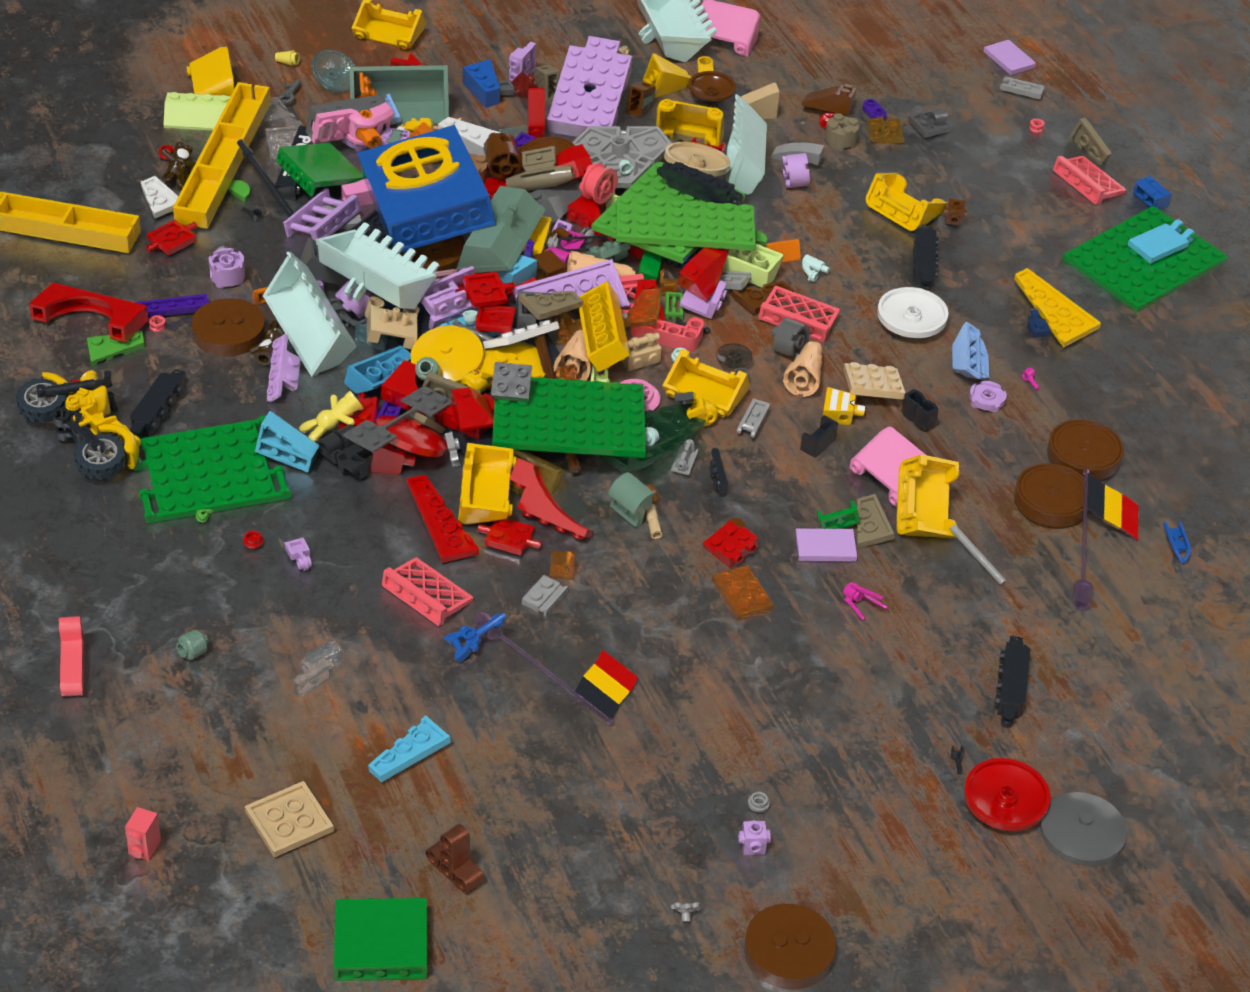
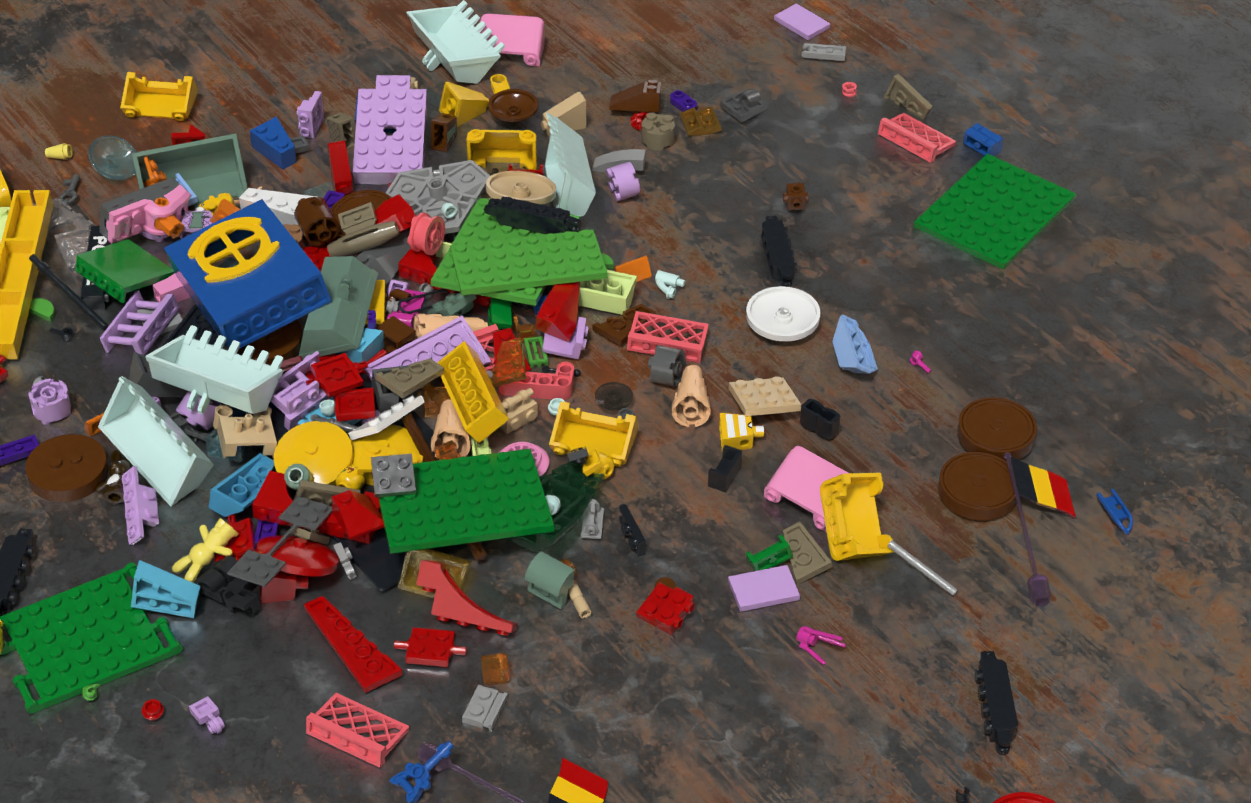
camera: 10 degrees left, 0 degrees up
(485, 484) = (391, 595): yellow windscreen -> none
(522, 83) = (319, 138): clear red brick -> none
(735, 280) = (593, 312): light grey plate -> none
(742, 592) = (692, 660): clear orange plate -> none
(754, 417) = (652, 460): light grey hinge -> none
(888, 198) = (726, 196): yellow windscreen -> none
(980, 400) = (876, 396): lavender plate -> none
(1037, 326) = (910, 304): dark blue plate -> none
(1062, 315) = (932, 288): yellow wing -> none
(1161, 241) = (1007, 190): medium azure tile -> none

